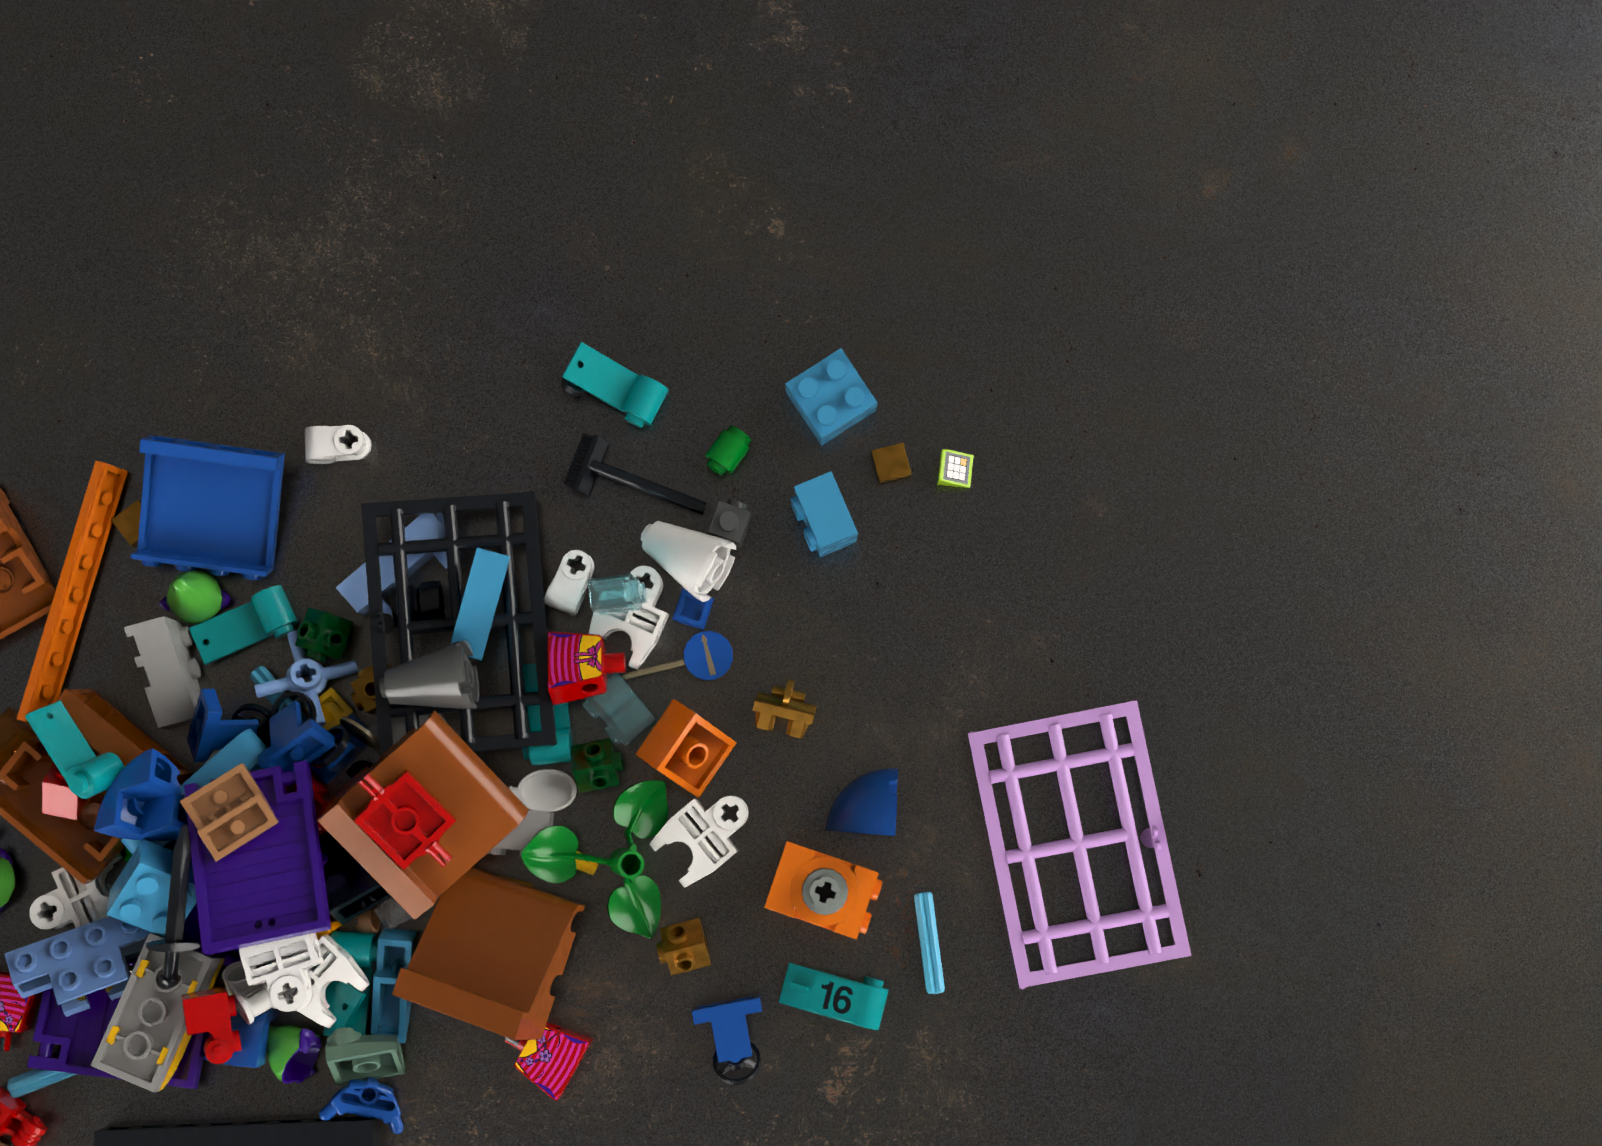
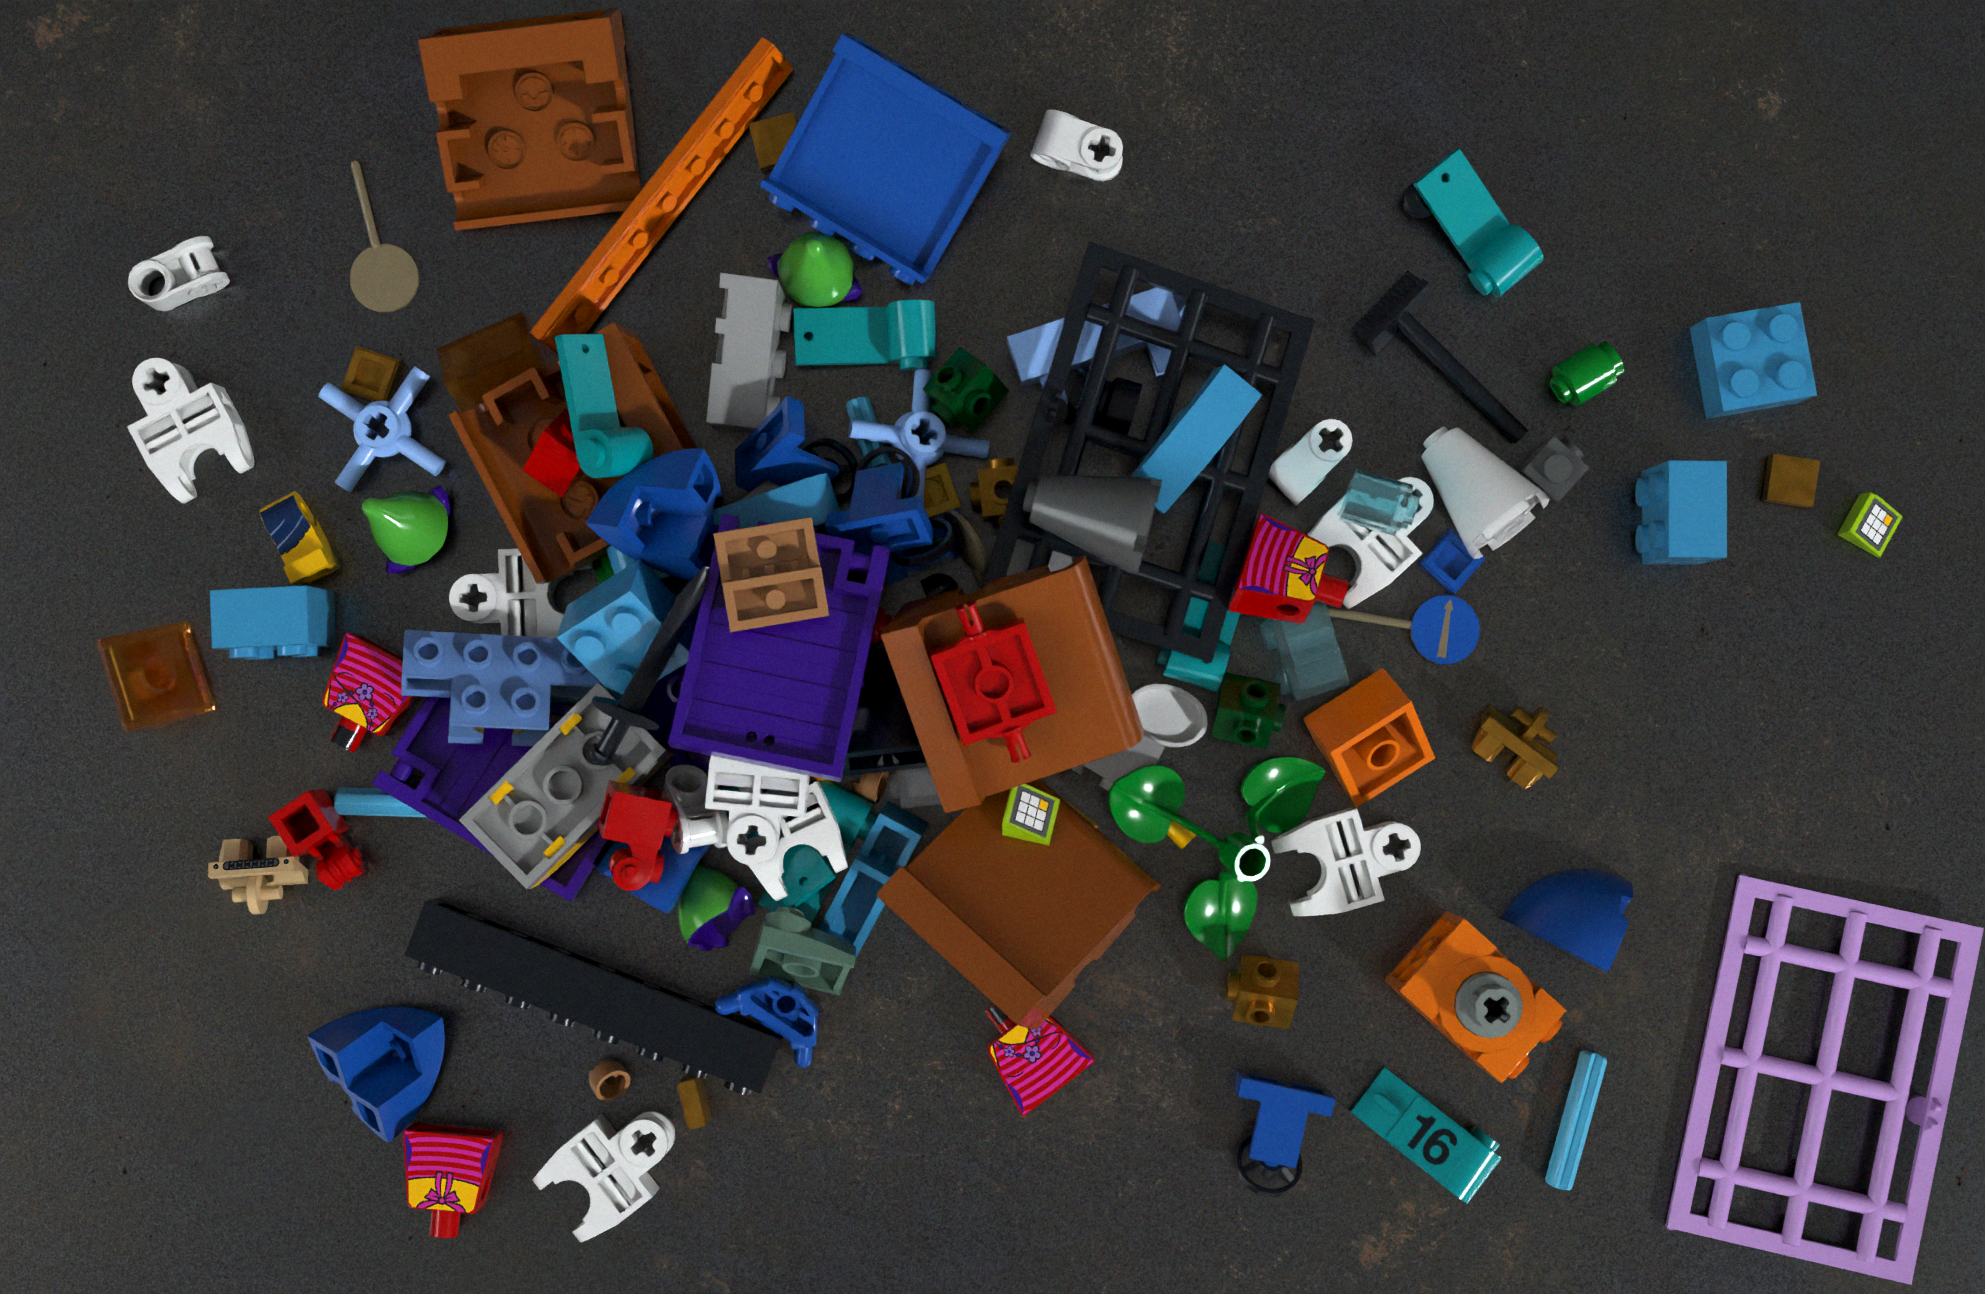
camera: 30 degrees right, 5 degrees up
(475, 896) = (1030, 815): none -> slope

